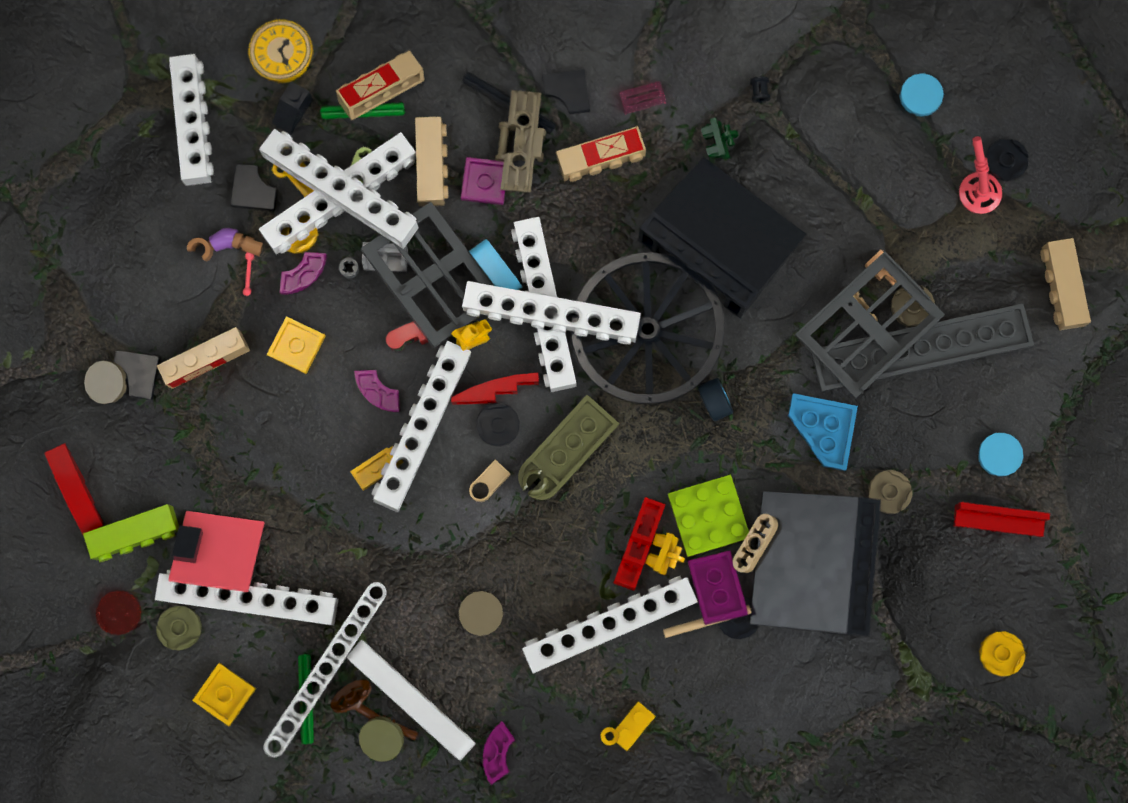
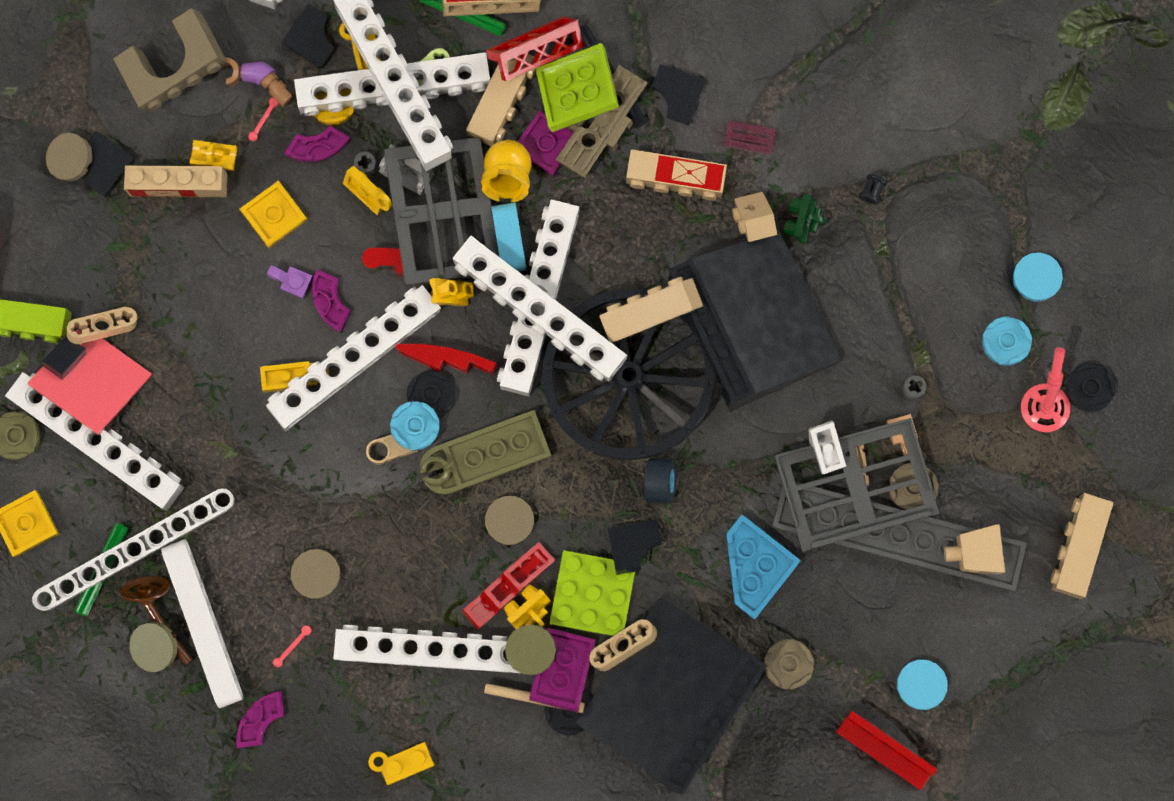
camera: 30 degrees right, 0 degrees up
(174, 249) = (201, 58): none -> dark tan arch
(187, 509) = (95, 334): none -> tan beam
(223, 321) = (213, 155): none -> yellow hips
(341, 390) = (293, 282): none -> medium lavender plate
(362, 289) = (366, 191): none -> yellow hinge
(438, 98) = (530, 41): none -> red fence
(467, 217) = (506, 171): none -> yellow tile
(487, 699) = (306, 630): none -> coral hinge
(488, 124) = (577, 87): none -> lime plate
(499, 455) = (414, 425): none -> medium azure tile
(612, 491) = (509, 520): none -> dark tan tile
(642, 268) = (650, 310): none -> tan brick
(681, 155) = (754, 217): none -> tan brick
(685, 584) = (530, 650): none -> olive tile
(719, 459) = (631, 543): none -> black tile
(833, 306) = (826, 447): none -> white slope
(875, 233) = (915, 379): none -> dark grey bush
(924, 156) = (1006, 341): none -> medium azure tile
(992, 328) = (978, 551): none -> tan torso

